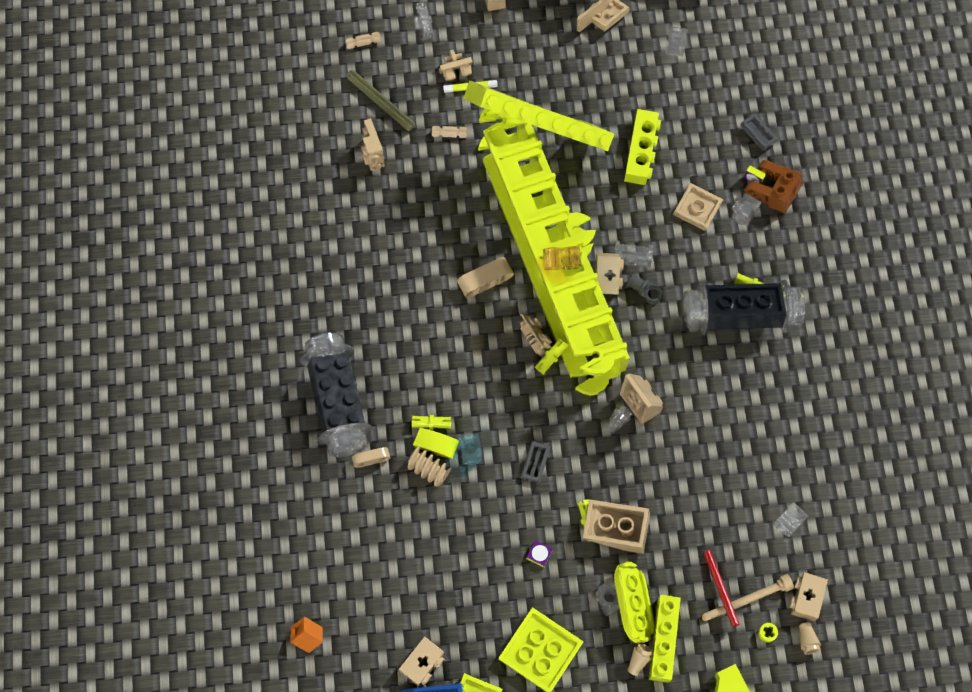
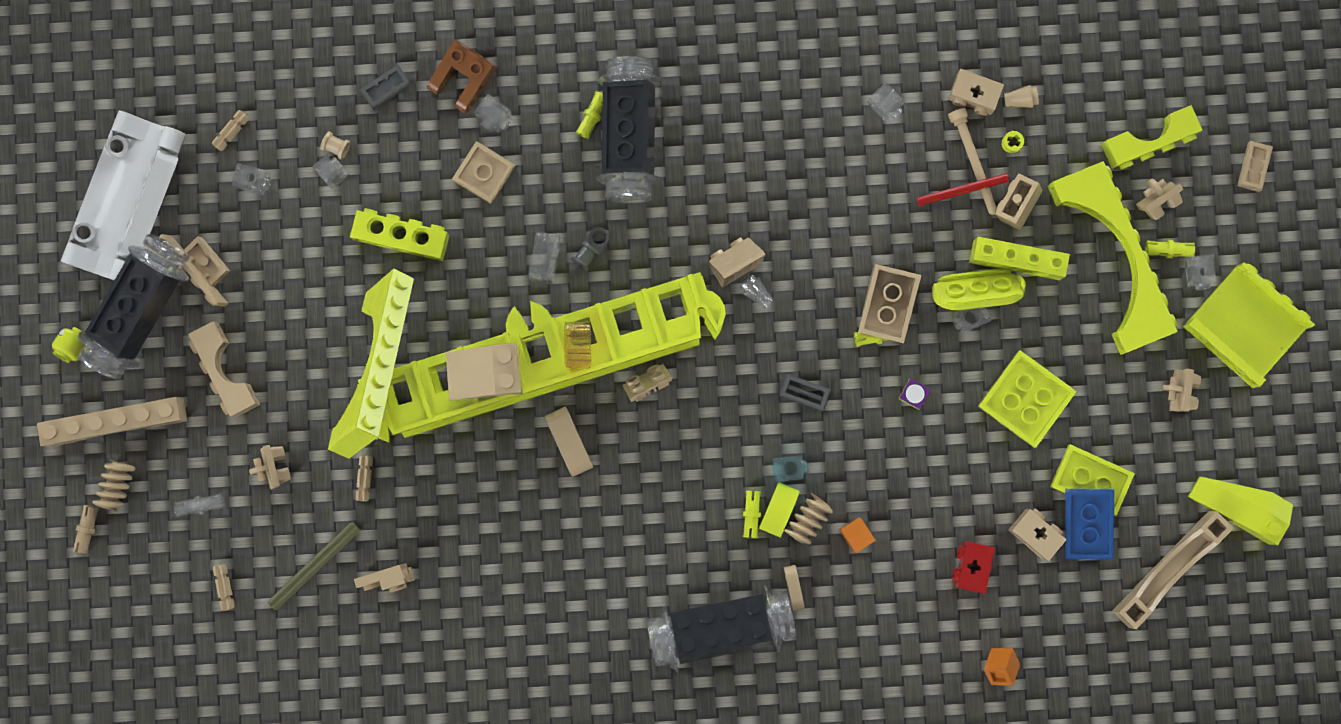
camera: 85 degrees left, 15 degrees up
(400, 614) = (982, 557): none -> red brick
(416, 506) = (857, 535): none -> orange panel
(462, 87) = (299, 448): bar -> none
(536, 192) = (484, 372): none -> tan slope
(546, 20) = (210, 344): none -> tan arch
(551, 356) = (676, 366): neon yellow pin -> none
(611, 262) = (562, 290): tan brick -> none
(640, 657) = (1040, 287): tan cone -> none
(688, 95) = (331, 171): none -> clear brick
(708, 98) = (335, 145): none -> tan bush
(712, 27) = (230, 130): none -> tan axle
(714, 636) = (1018, 201): none -> tan brick
(754, 174) = (447, 98): tile -> none

